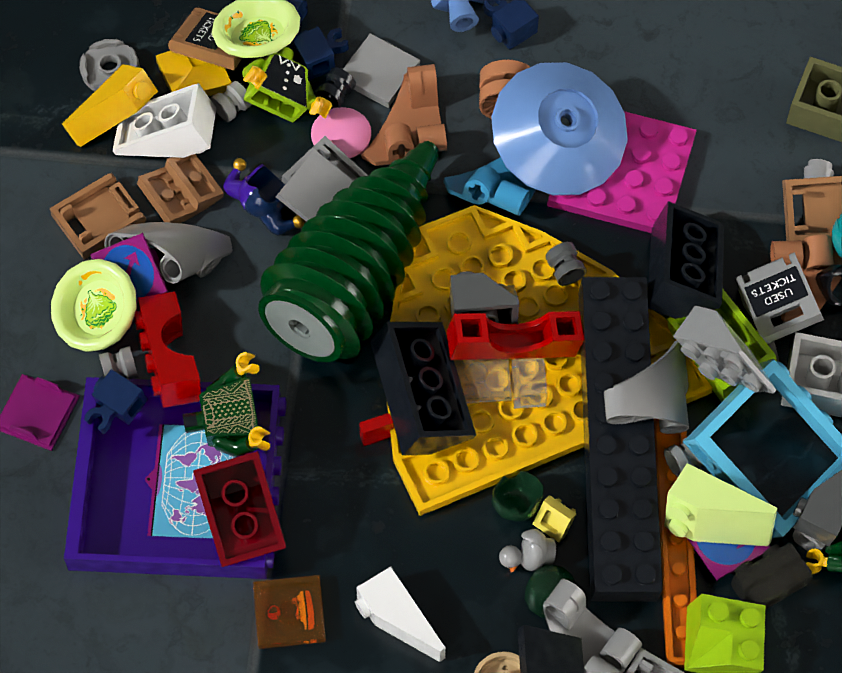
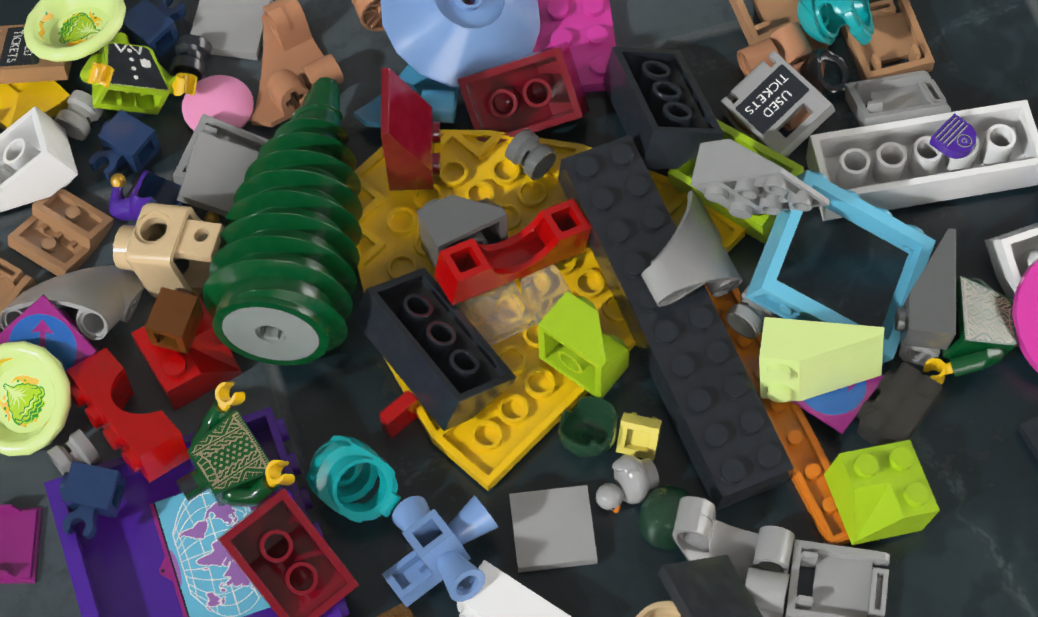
camera: 20 degrees left, 0 degrees up
(232, 289) = (174, 319): none -> reddish brown brick
(233, 319) = (193, 374): none -> red slope
(248, 223) = (160, 238): none -> tan piece
(256, 136) = (125, 143): none -> dark blue brick
(316, 458) = (346, 472): none -> teal helmet
(358, 545) = (438, 550): none -> medium blue brick
(456, 564) = (553, 528): none -> light grey tile
(472, 212) = (408, 136): none -> dark red slope
(533, 430) = (577, 347): none -> lime slope
(584, 213) = (525, 93): none -> dark red slope

